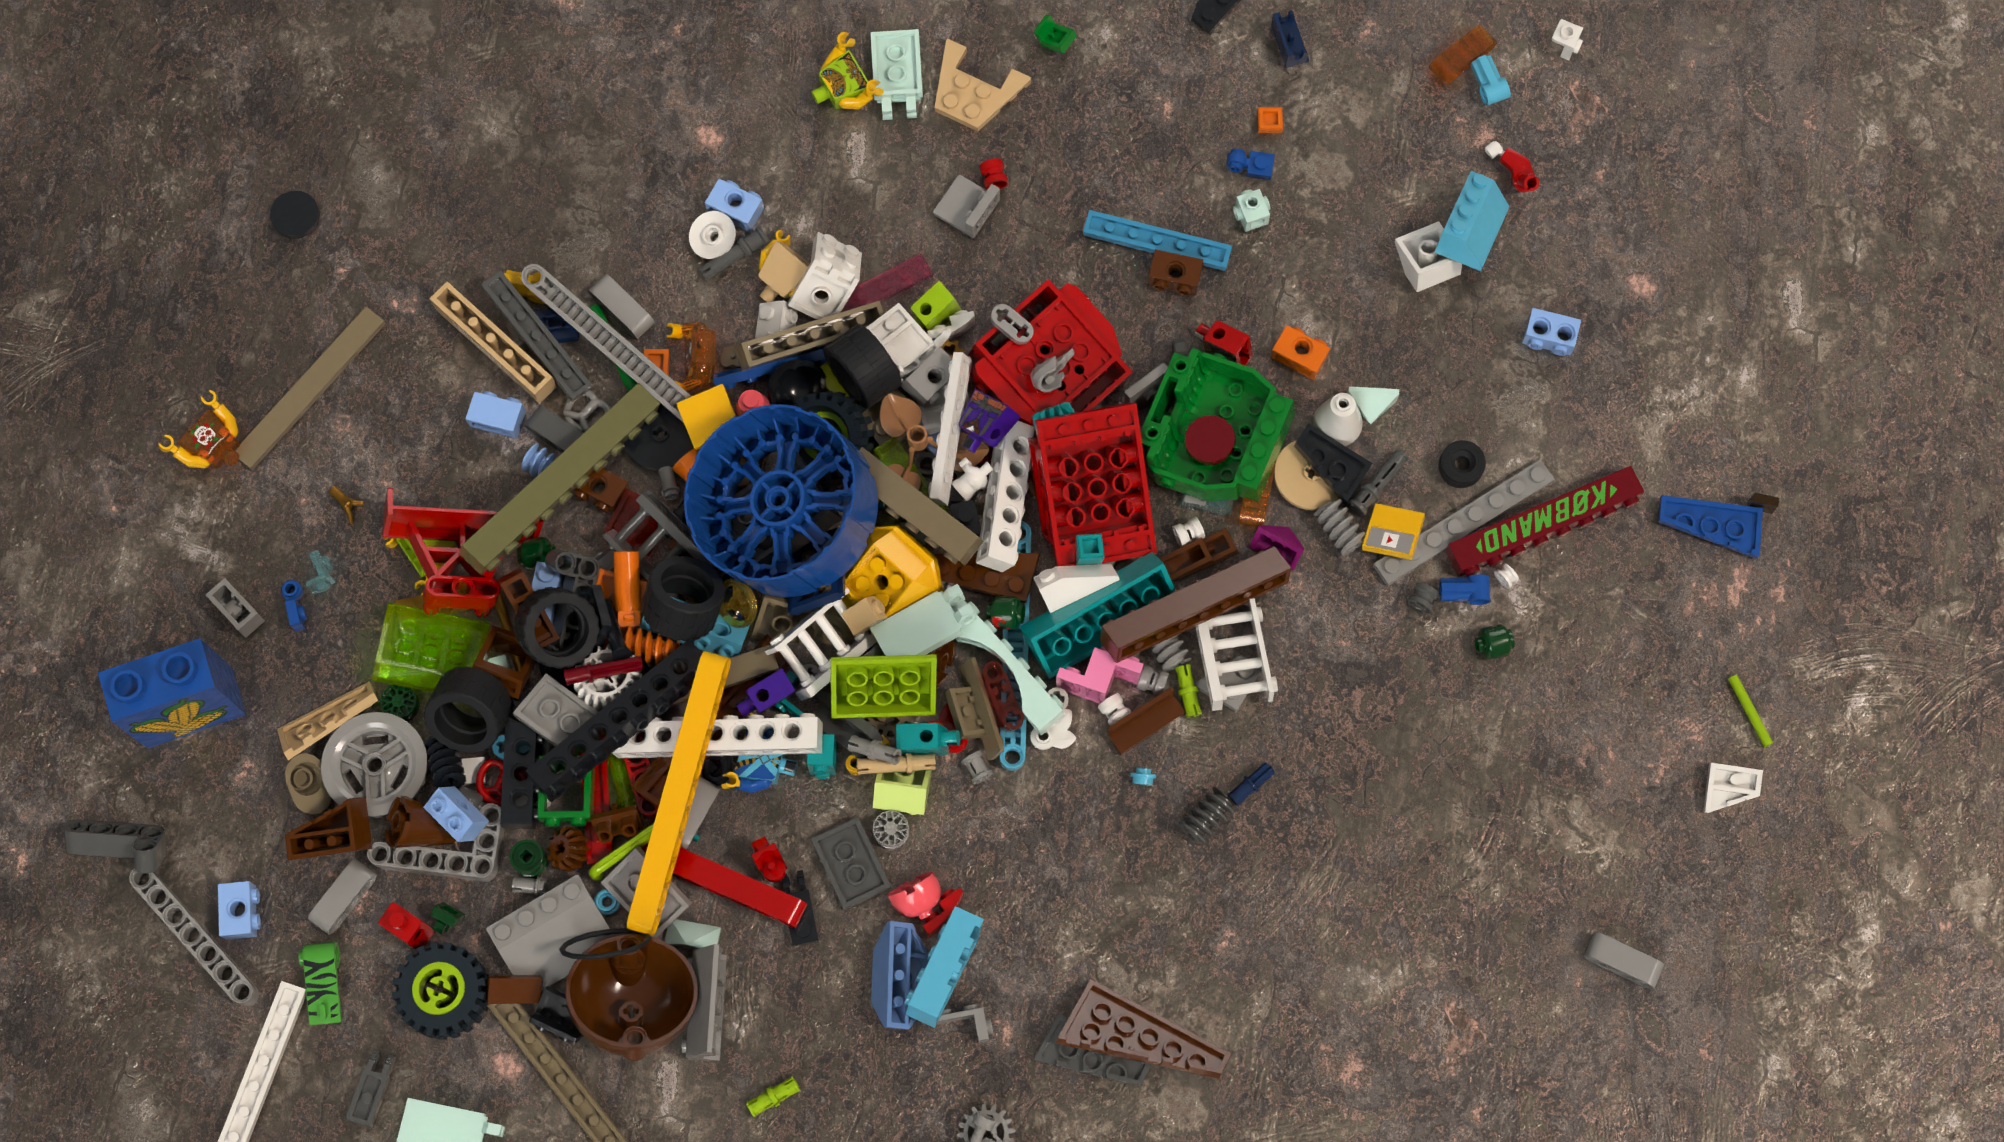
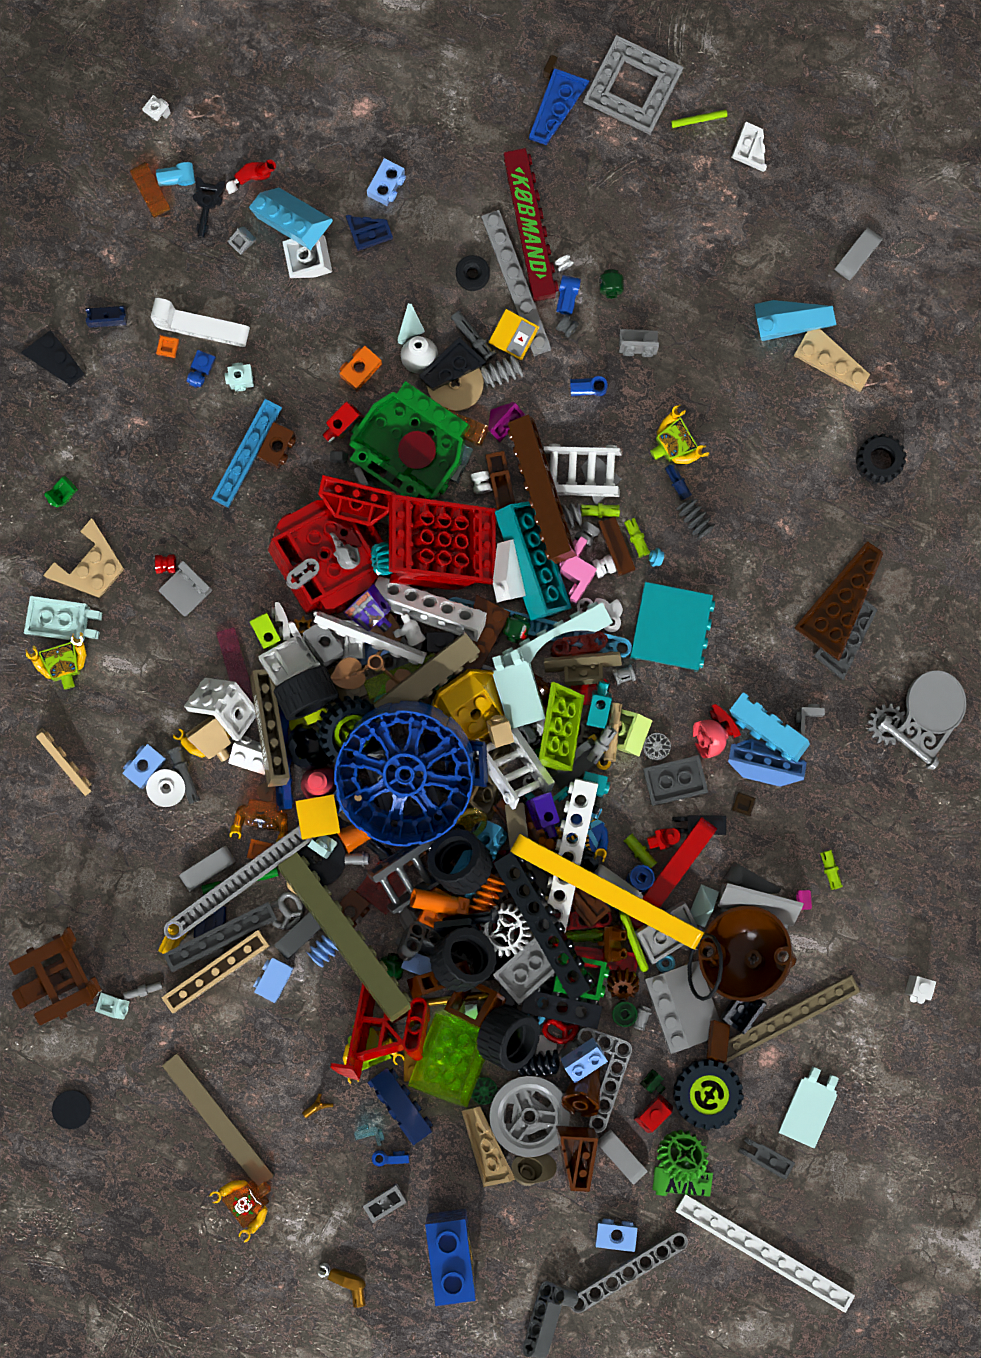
camera: 80 degrees left, 10 degrees up
(130, 583) = (347, 1280): none -> pearl gold arm
(361, 965) = (692, 1165): none -> bright green gear
(363, 600) = (400, 1105): none -> dark blue wedge
(428, 233) = (112, 1006): none -> light aqua bracket
(448, 153) = (50, 980): none -> reddish brown piece
(455, 265) = (142, 990): none -> light grey bar
(602, 670) = (503, 930): dark red axle -> none
(673, 434) = (323, 845): none -> light aqua bracket
(710, 841) = (641, 878): none -> blue wheel
(722, 106) = (60, 757): none -> tan wing
(725, 1068) = (805, 897): none -> dark pink slope
(738, 986) = (745, 878): none -> dark grey piece
(746, 837) = (640, 851): none -> lime pin
(838, 961) = (743, 804): none -> dark brown tile
(1054, 816) = (672, 626): none -> teal panel
(1089, 549) = (485, 556): teal slope -> none
(1121, 365) = (354, 500): none -> red wedge
(1163, 746) = (637, 537): none -> lime pin
(1304, 132) = (167, 318): none -> white beam
(1305, 768) = (676, 441): none -> torso
(1349, 639) = (585, 386): none -> blue piece
(1367, 1035) = (892, 448): none -> black tyre
(1426, 693) = (638, 342): none -> light grey bracket
(1429, 177) = (241, 240): none -> light grey slope
(1466, 126) = (207, 202): none -> black piece
(1472, 947) = (825, 355): none -> tan wing
(1481, 325) = (368, 231): none -> dark blue wing
(1509, 881) = (789, 318): none -> medium azure wedge
(1812, 593) = (645, 60): none -> light grey plate

